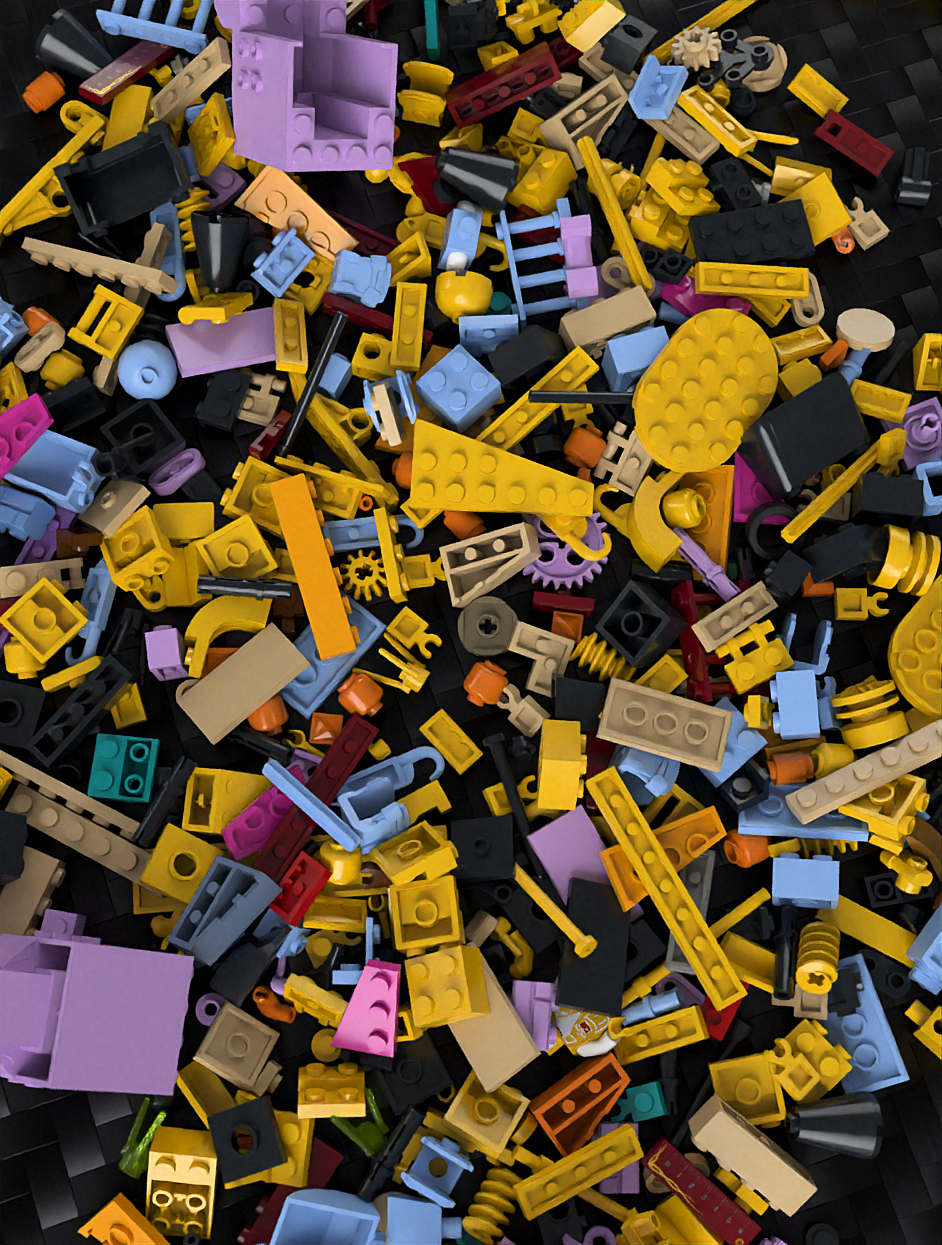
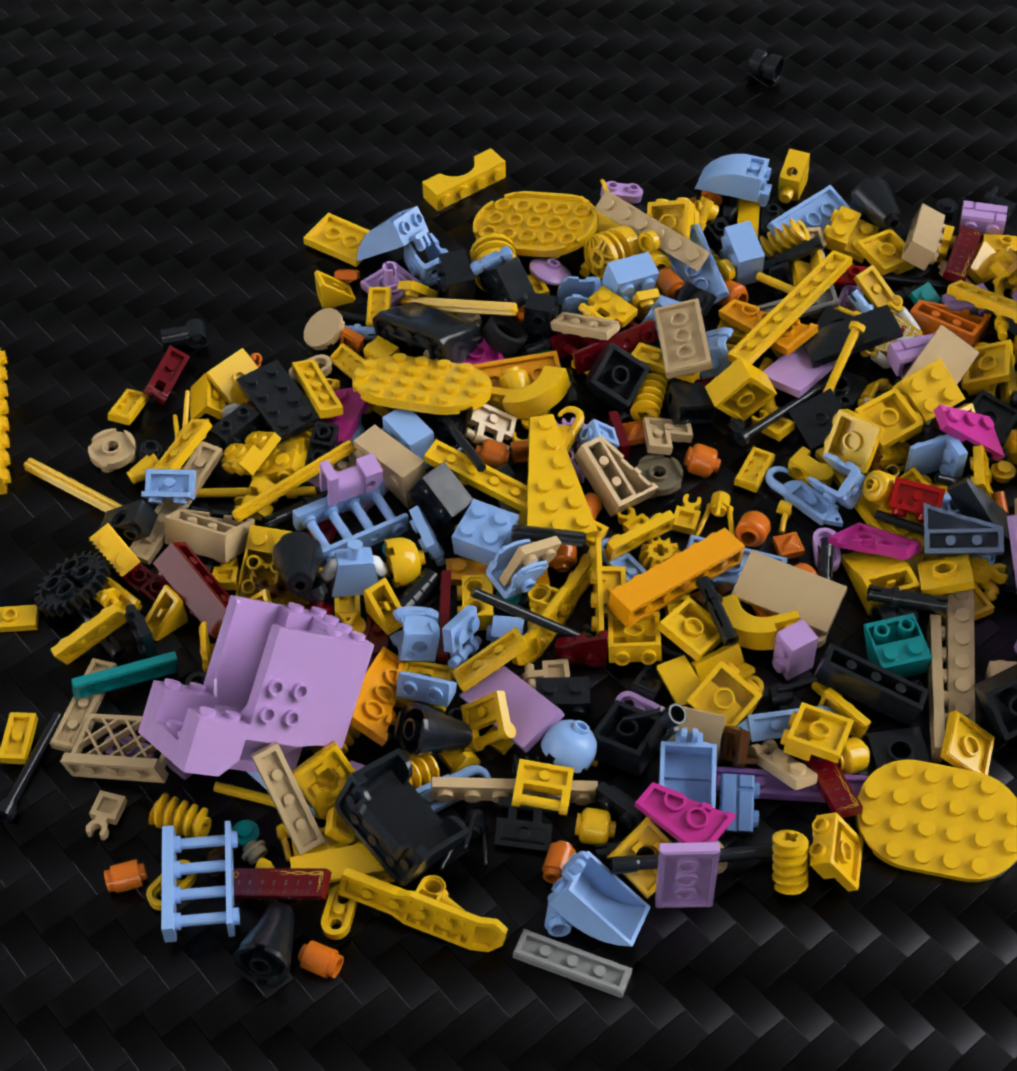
camera: 105 degrees left, 25 degrees down
(34, 352) = (585, 838): tan plate -> none
(105, 267) = (491, 829): tan plate -> none
(301, 742) = (808, 556): yellow hand -> none
(311, 805) = (855, 507): light blue axle -> none
(322, 312) = (459, 636): none -> light blue plate
(325, 784) = (847, 521): dark red tile -> none
(408, 326) = (447, 580): yellow plate -> none
(413, 441) = (534, 533): none -> black axle
(525, 713) = (711, 431): tan plate -> none
(554, 568) = (595, 429): none -> light blue bracket
(696, 48) = (118, 479): tan gear -> none
(708, 570) = (556, 352): lavender pin -> none
(751, 58) = (120, 464): black plant -> none
(794, 1070) = (862, 228): yellow plate -> none
(851, 985) = (801, 213): black bracket -> none
(854, 754) = (649, 241): none -> yellow tile
(865, 630) = (548, 270): none -> lavender dish
(866, 227) = (232, 347): tan plate -> none
(882, 536) = (491, 260): none -> light blue axle

